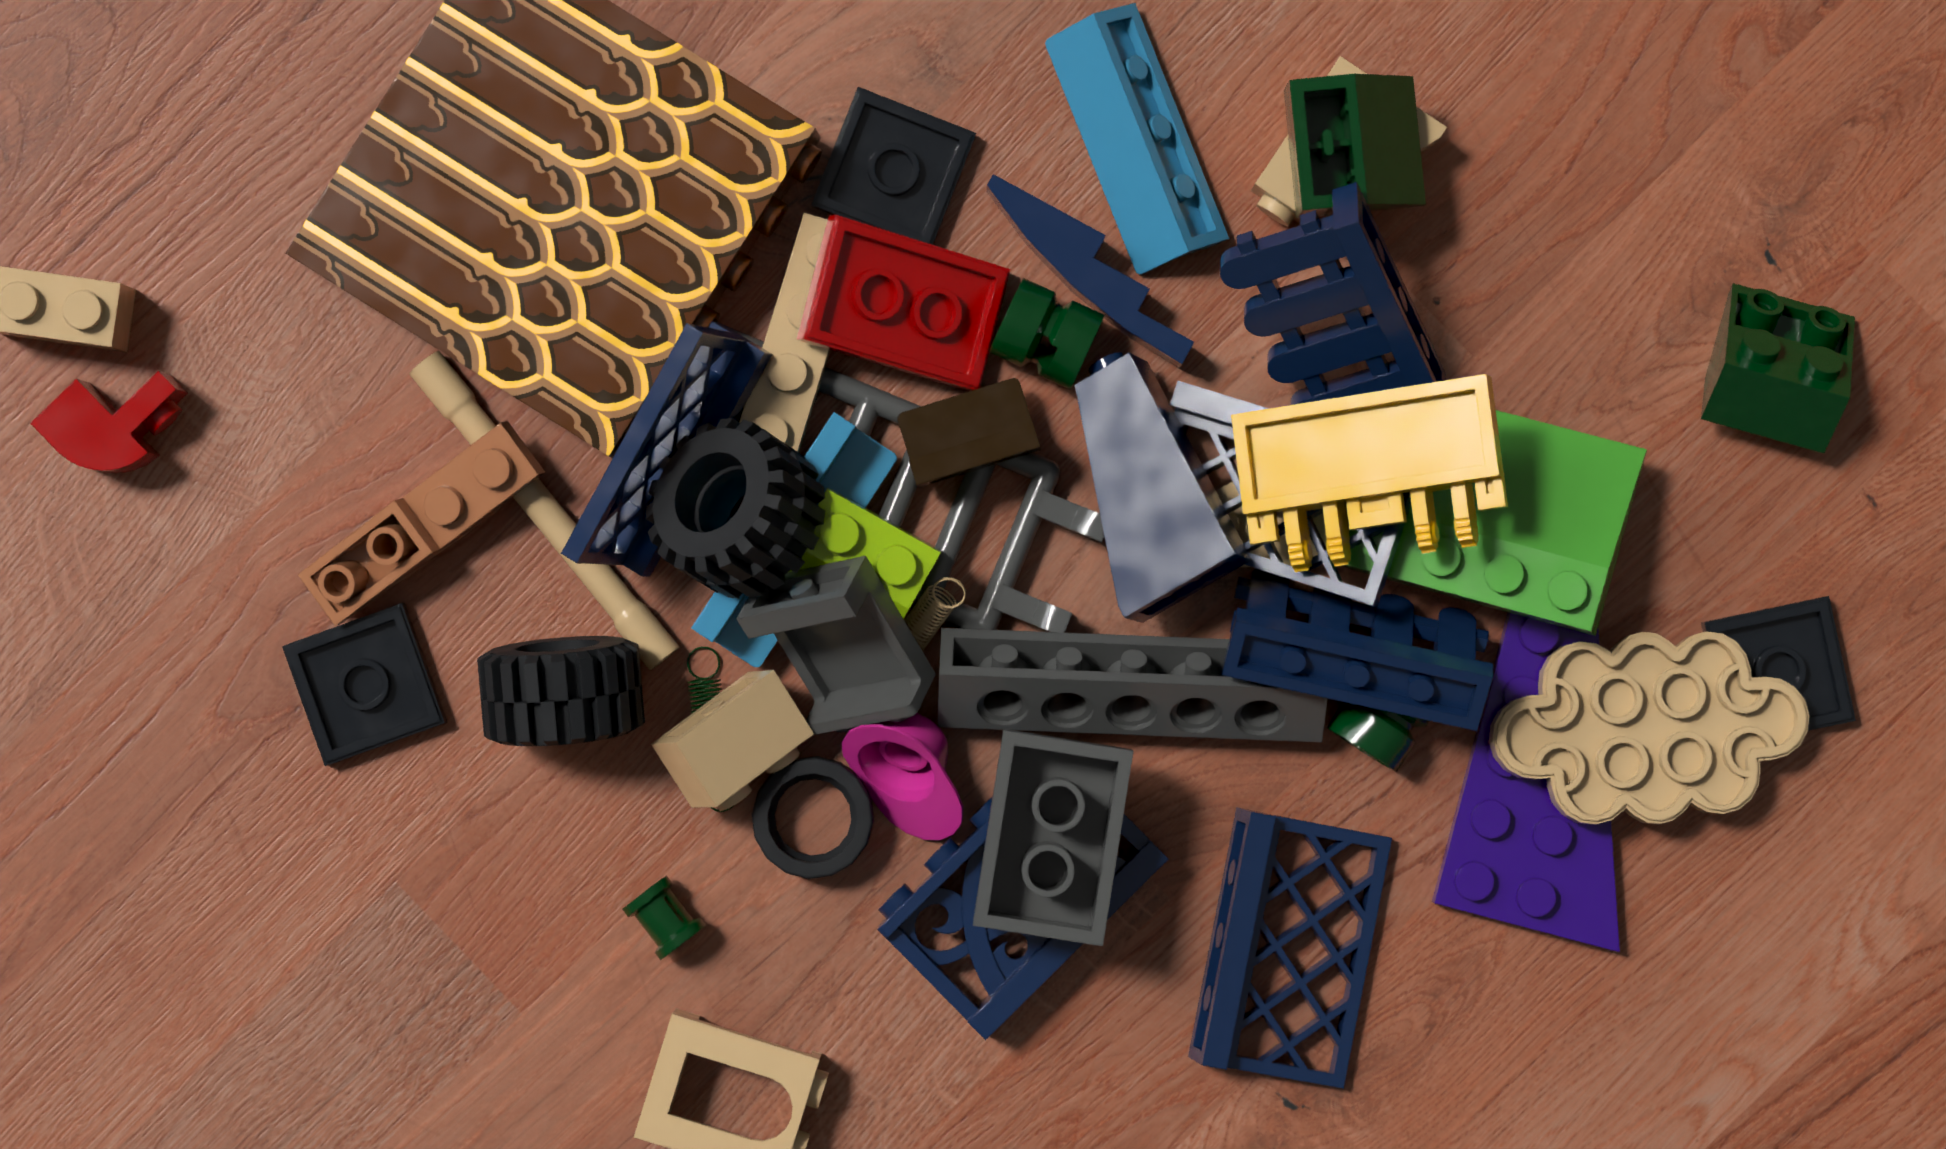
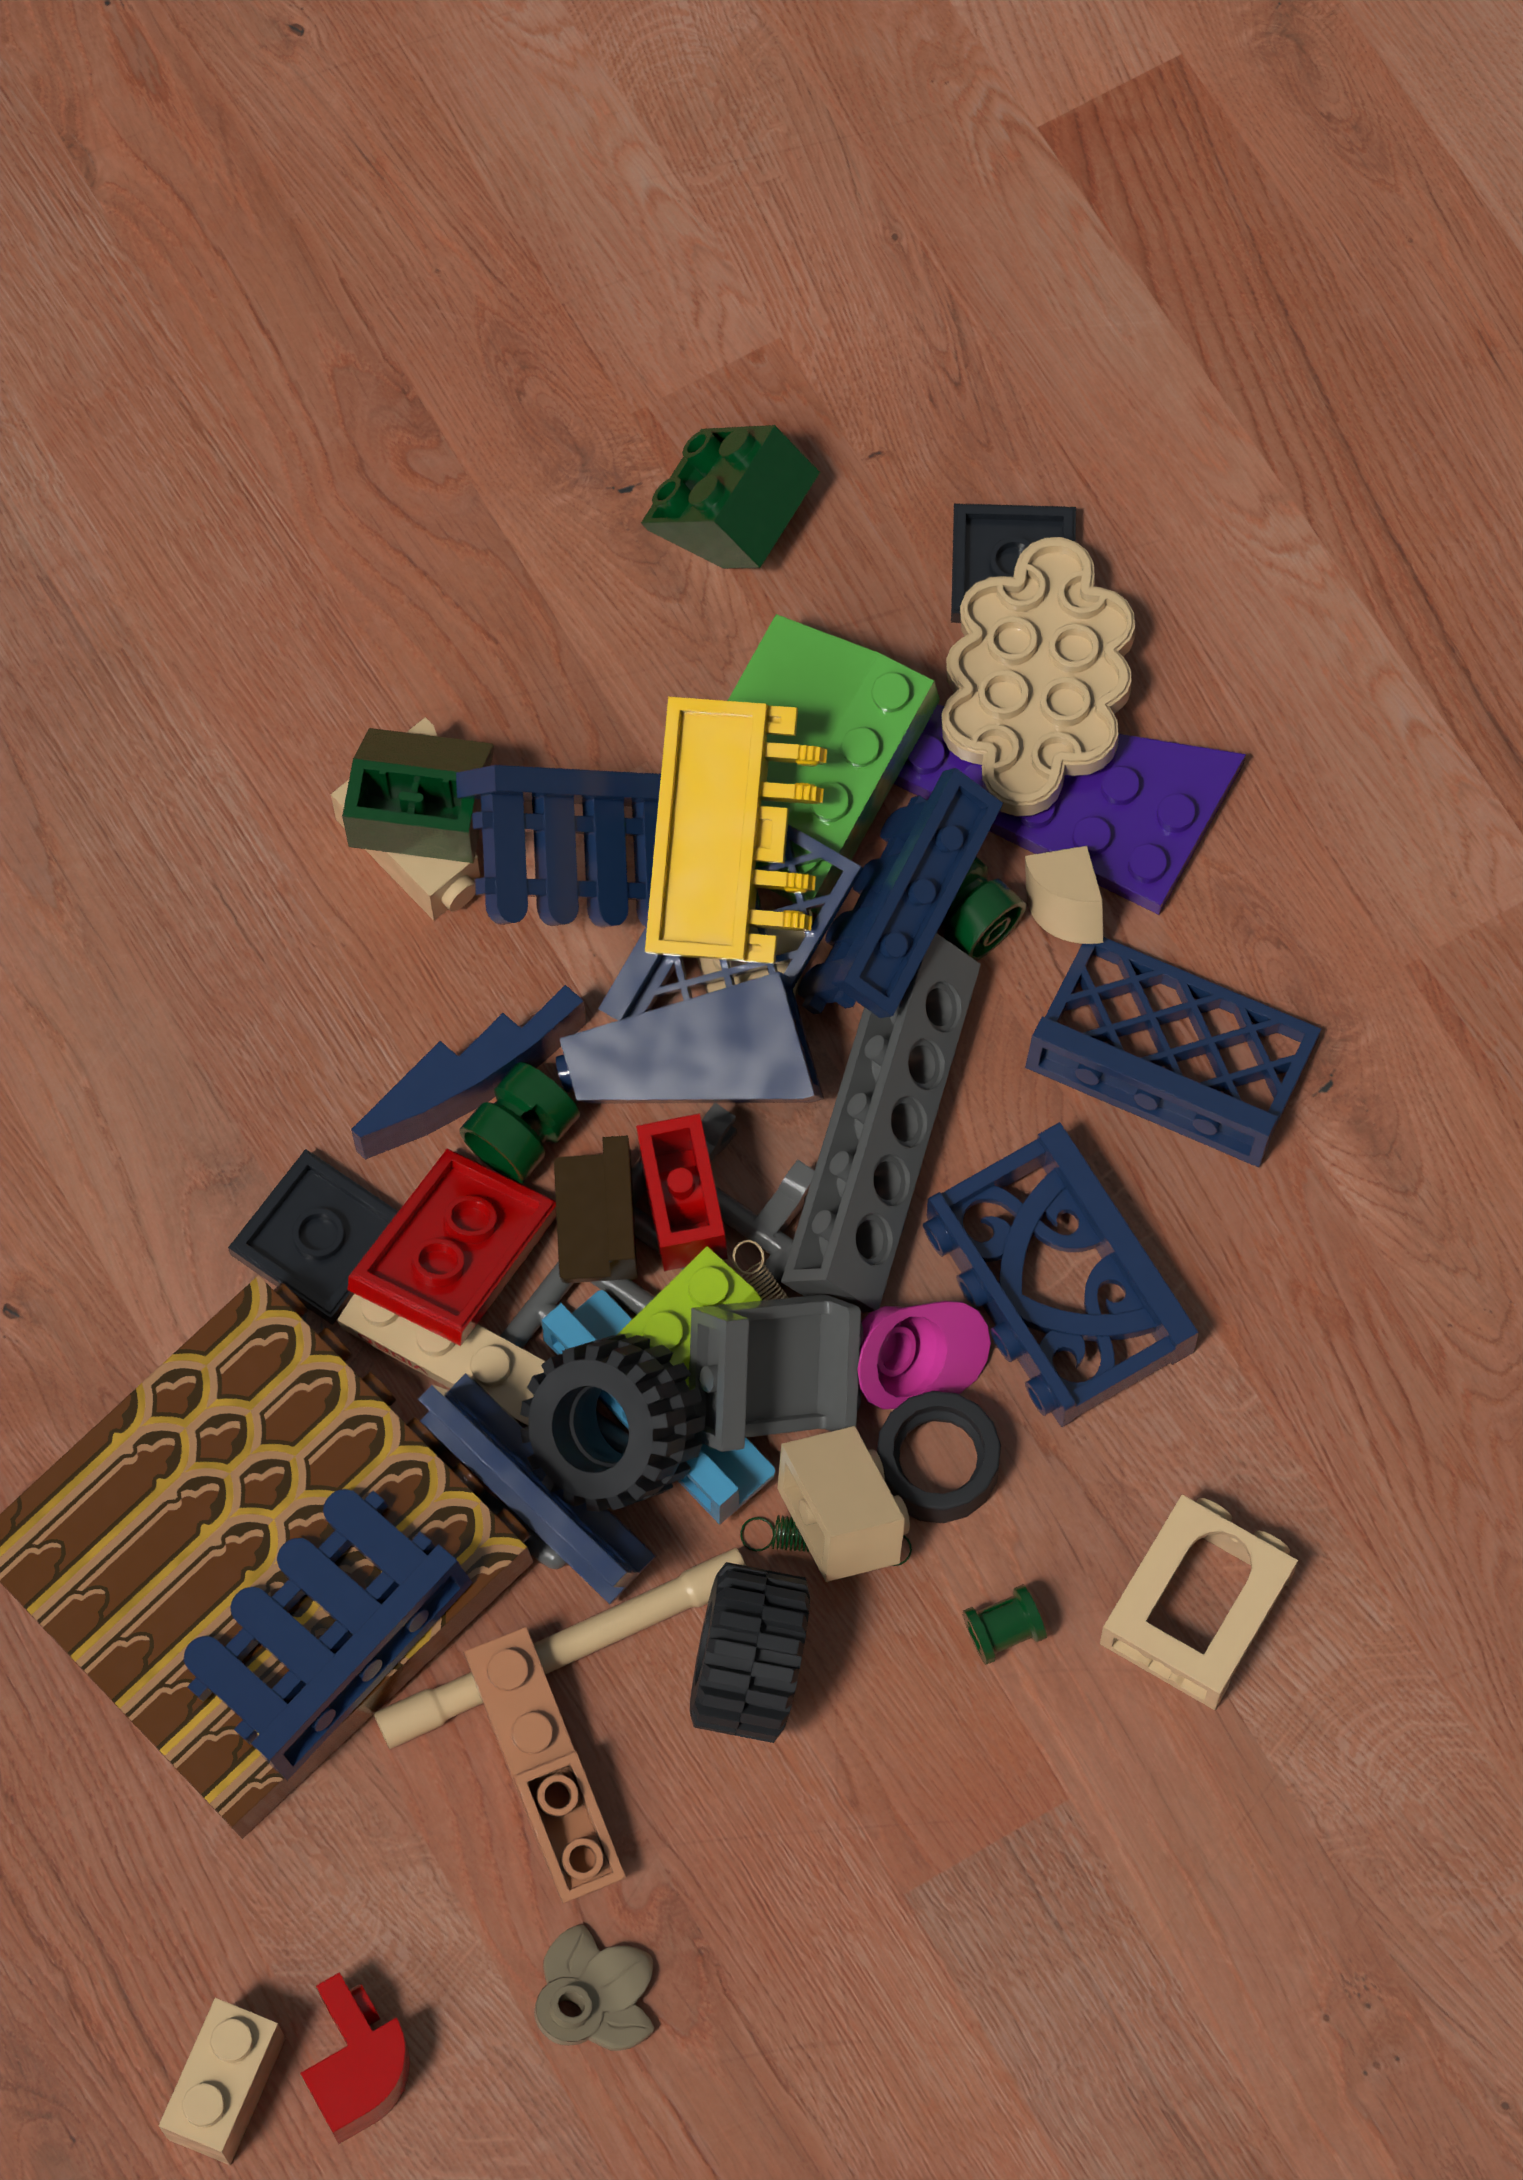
camera: 75 degrees left, 20 degrees down
(237, 628) = (602, 1986): none -> dark tan plate
(364, 684) = (693, 1872): black tile -> none
(502, 313) = (353, 1656): none -> dark blue fence
(998, 512) = (681, 1190): none -> red brick
(1052, 837) = (1011, 1206): dark grey brick -> none
(1135, 138) = (353, 1008): dark azure panel -> none
(1417, 808) = (1065, 895): none -> tan brick

